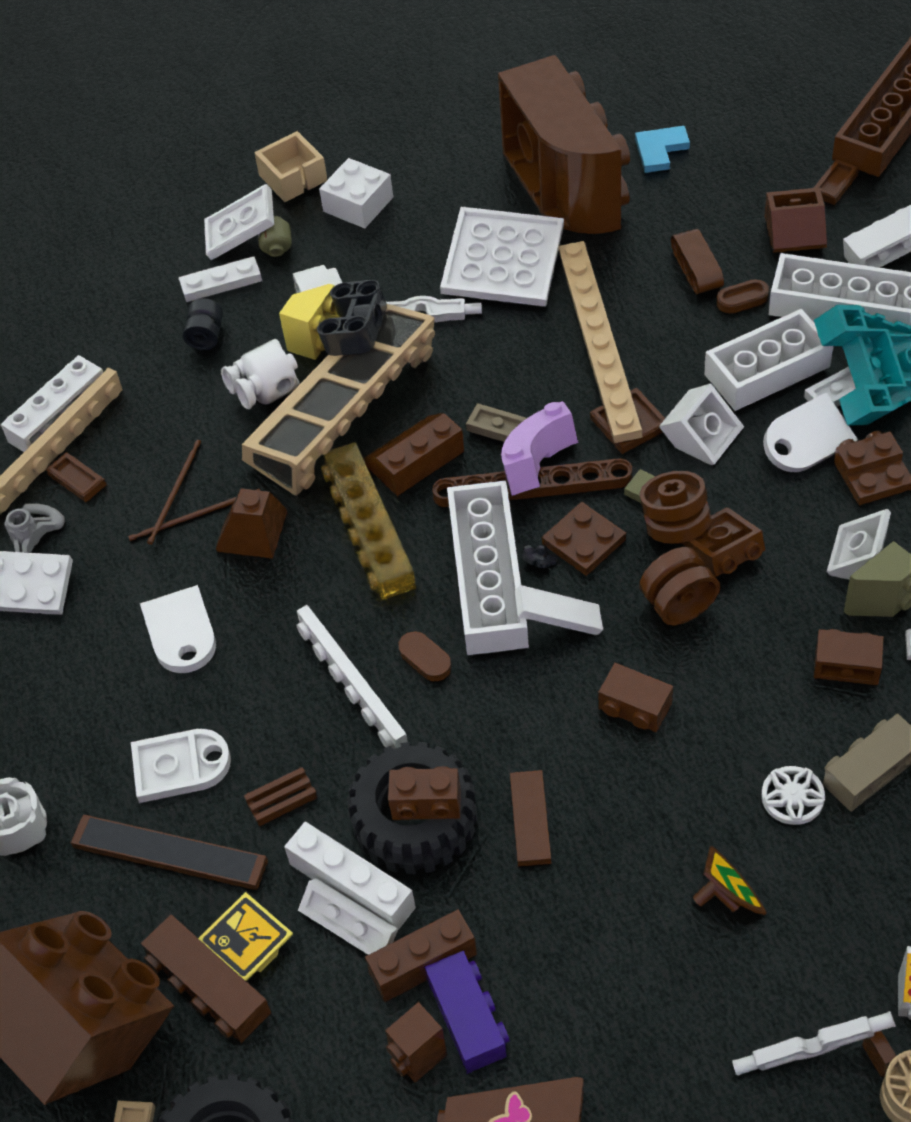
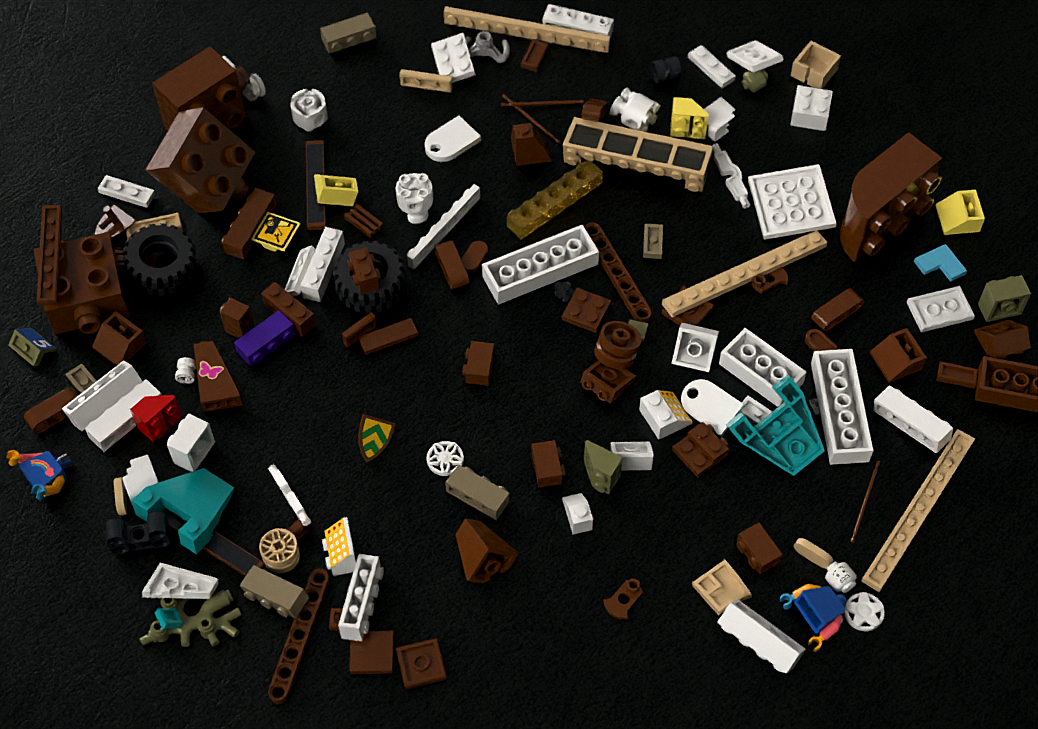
camera: 65 degrees right, 5 degrees up
(45, 630) = (426, 80): none -> tan tile
(178, 763) = (368, 168): white tile -> none
(203, 814) = (336, 190): none -> light yellow slope
(237, 419) = (594, 110): none -> reddish brown beam
(285, 694) = (414, 196): none -> white piece
(359, 320) = (687, 139): black beam -> none
(416, 452) = (613, 206): reddish brown slope -> none
(430, 688) = (451, 265): none -> reddish brown beam
(506, 854) = (361, 328): none -> reddish brown tile
(533, 440) = (624, 255): lavender brick -> none
(558, 610) = (520, 306): white tile -> none
(610, 92) = (960, 213): none -> light yellow slope
(620, 325) = (760, 285): none -> reddish brown piece
(679, 586) = (558, 361): reddish brown wheel -> none
(729, 168) = (940, 309): none -> white tile
(748, 98) = (1004, 298): none -> olive brick
(800, 121) = (1003, 338): none -> reddish brown slope
(803, 494) = (664, 413): none -> white slope

